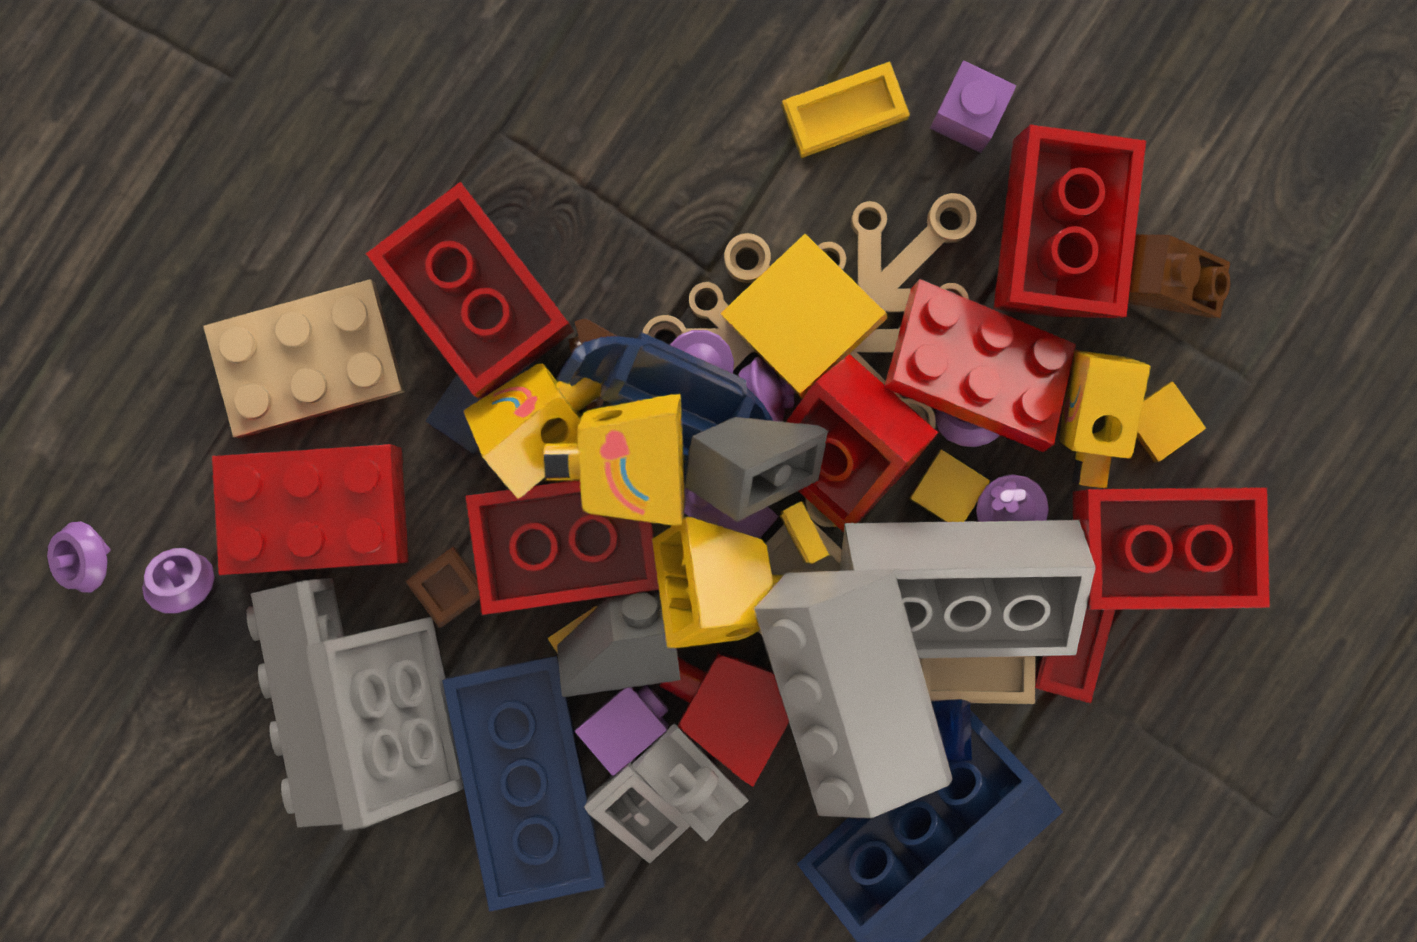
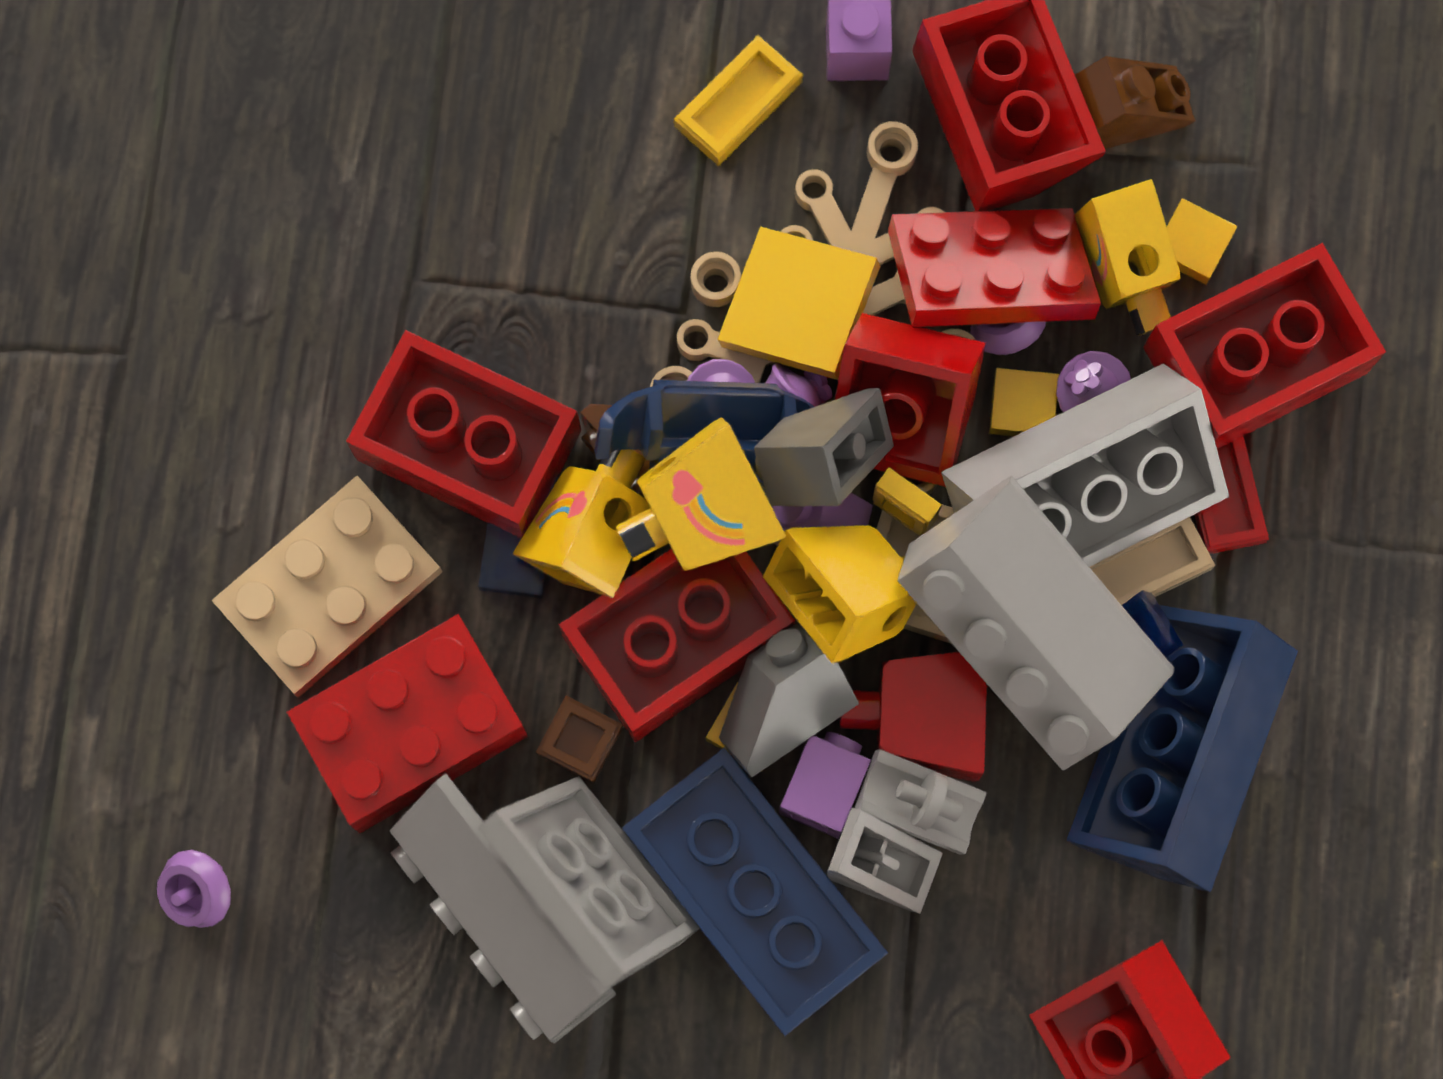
camera: 25 degrees left, 10 degrees down
(177, 580) = (305, 863): medium lavender hat -> none

